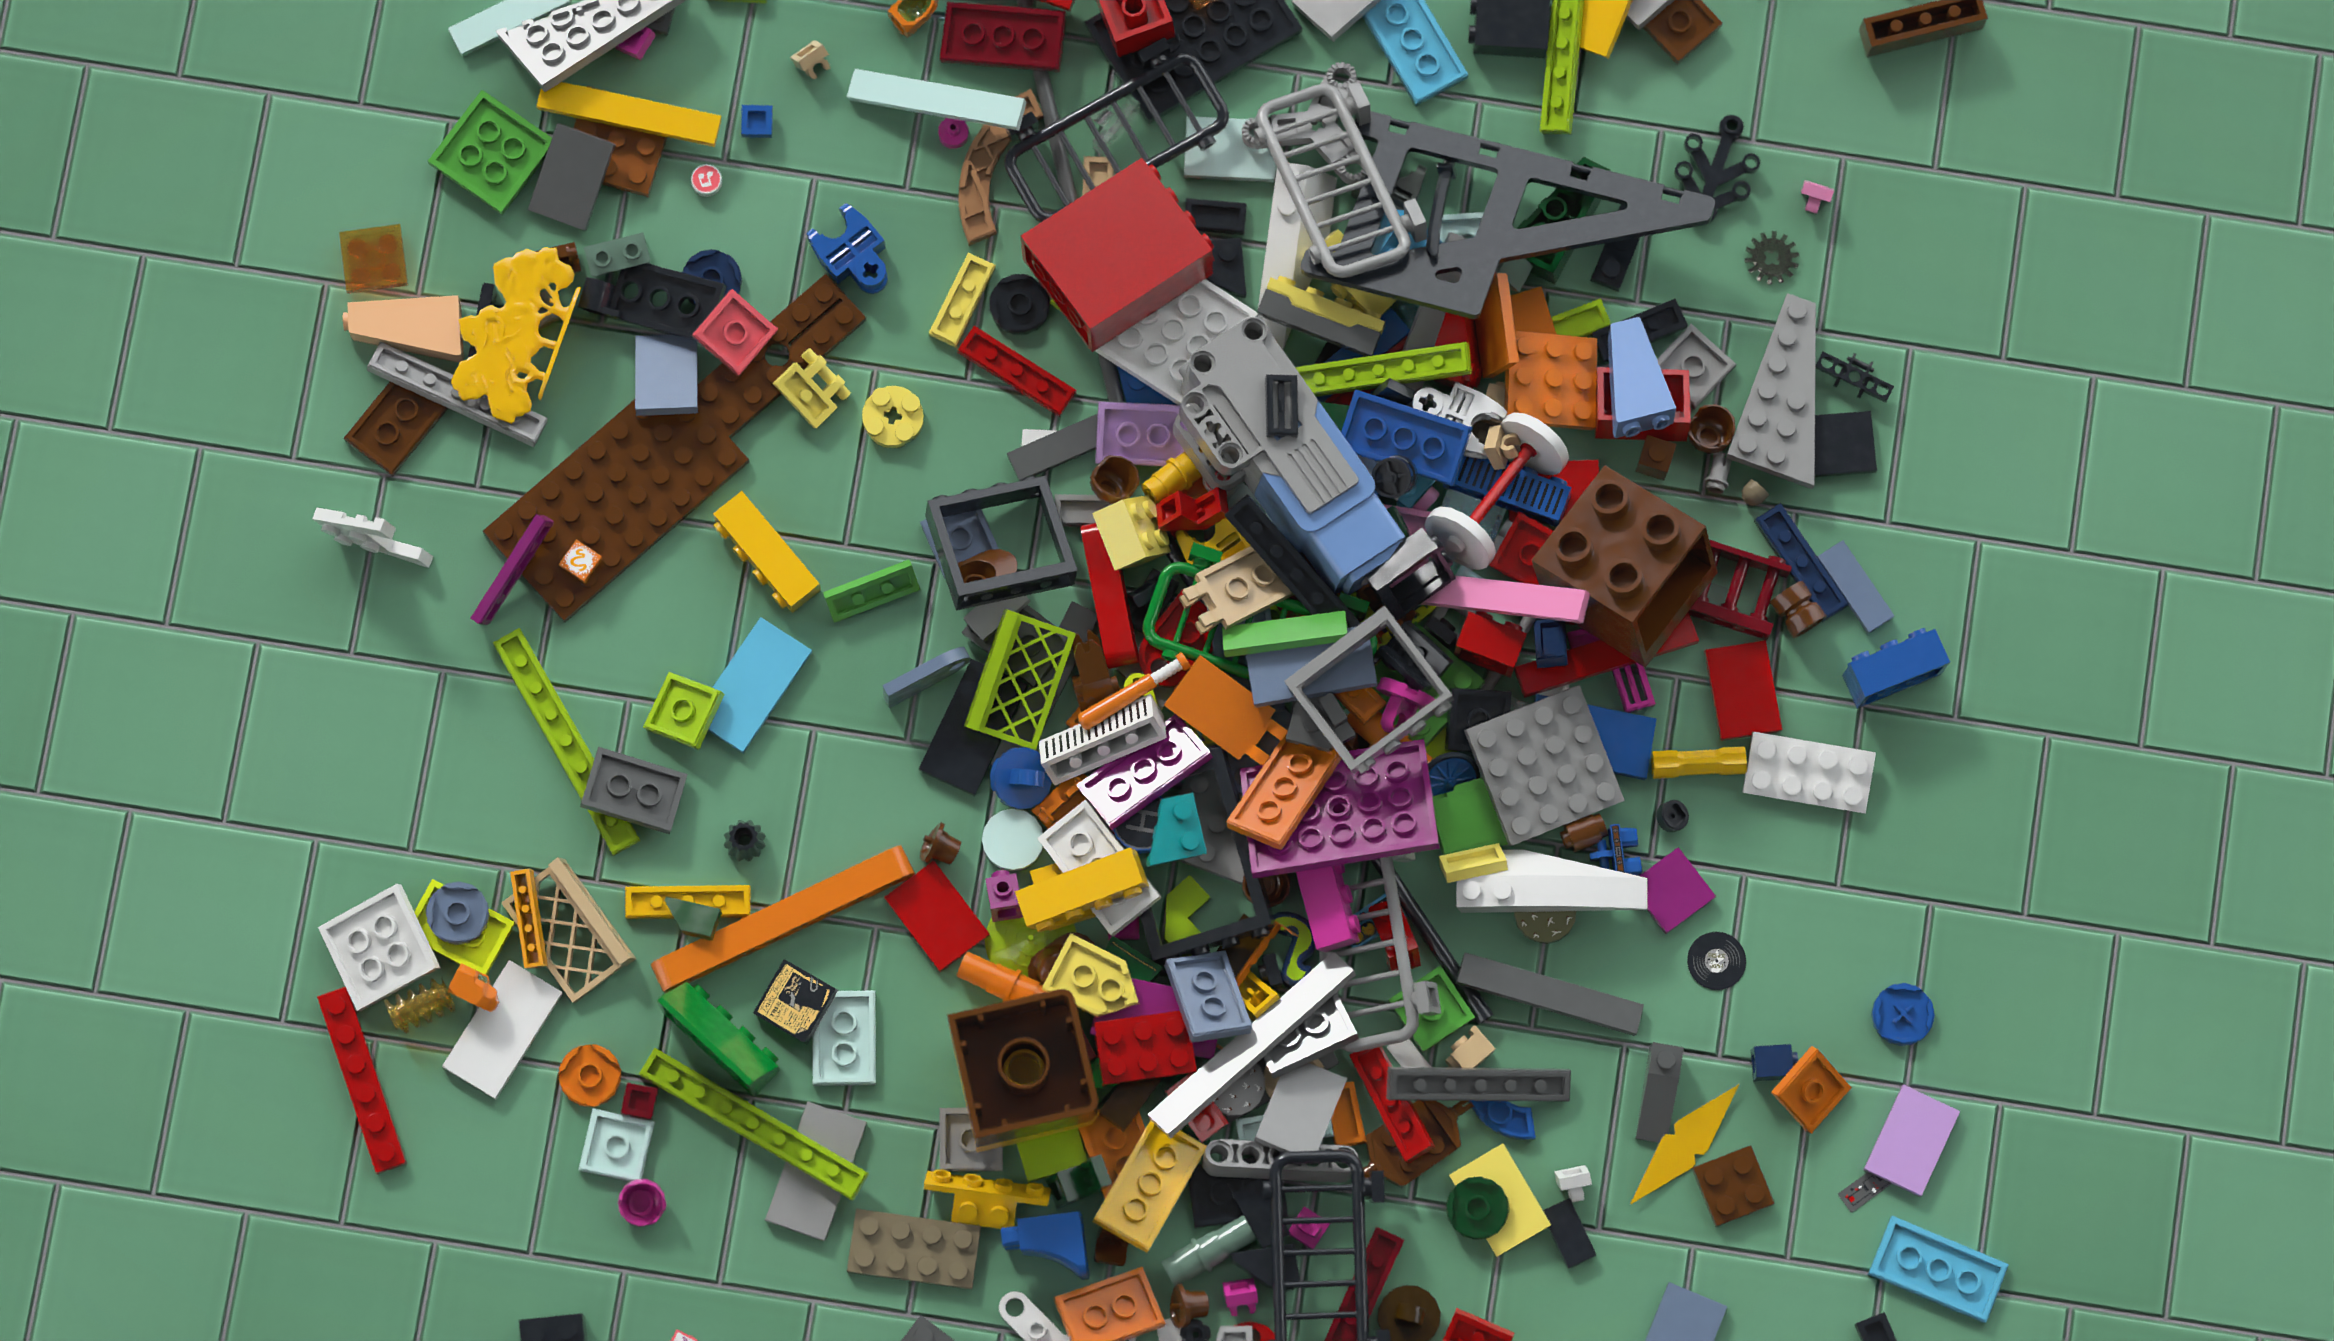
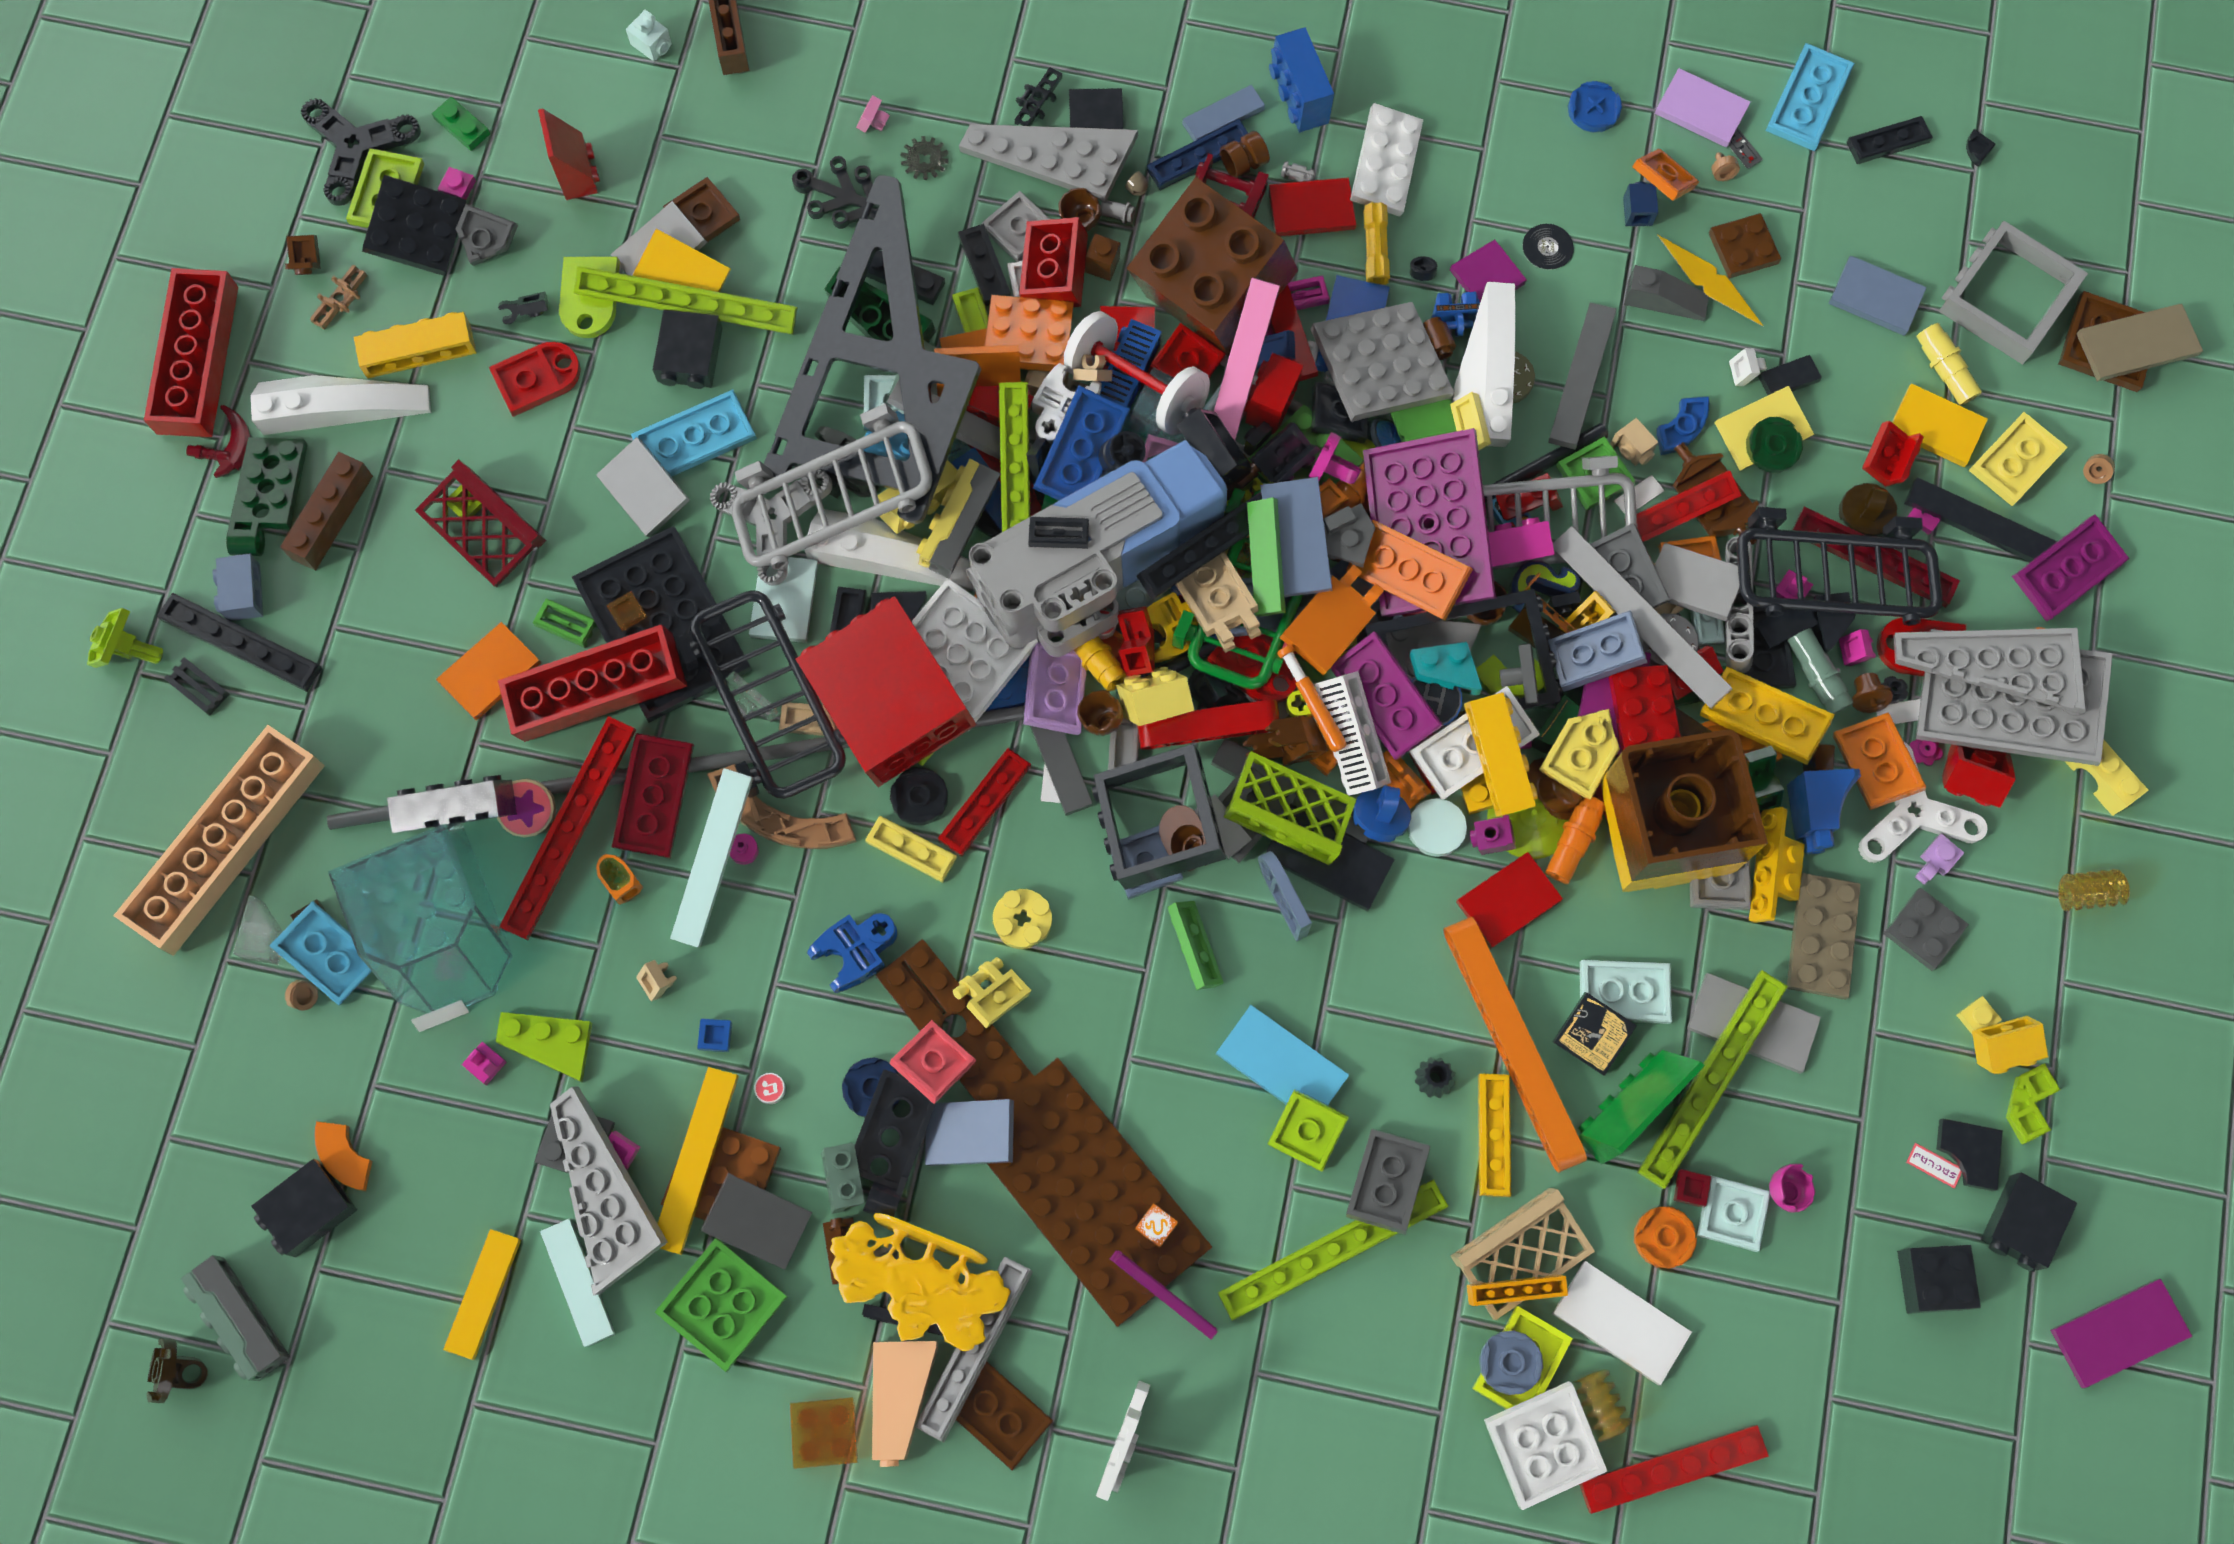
camera: 85 degrees left, 5 degrees down
(474, 988) = (1589, 1347): orange rock -> none
(694, 918) = (1518, 1125): dark green tile -> none
(766, 551) = (1152, 1043): yellow brick -> none
(939, 846) = (1444, 893): reddish brown piece -> none
(1172, 915) = (1523, 675): none -> dark grey tile
(1342, 649) = (1362, 442): light grey window -> none
(1446, 172) = (826, 408): black sword -> none
(1478, 1084) = (1668, 434): dark grey tile -> none
(1636, 382) = (1038, 256): medium blue slope -> none
(1785, 672) = (1297, 172): none -> light grey piece
(1829, 1162) = (1725, 167): none -> medium nougat tile

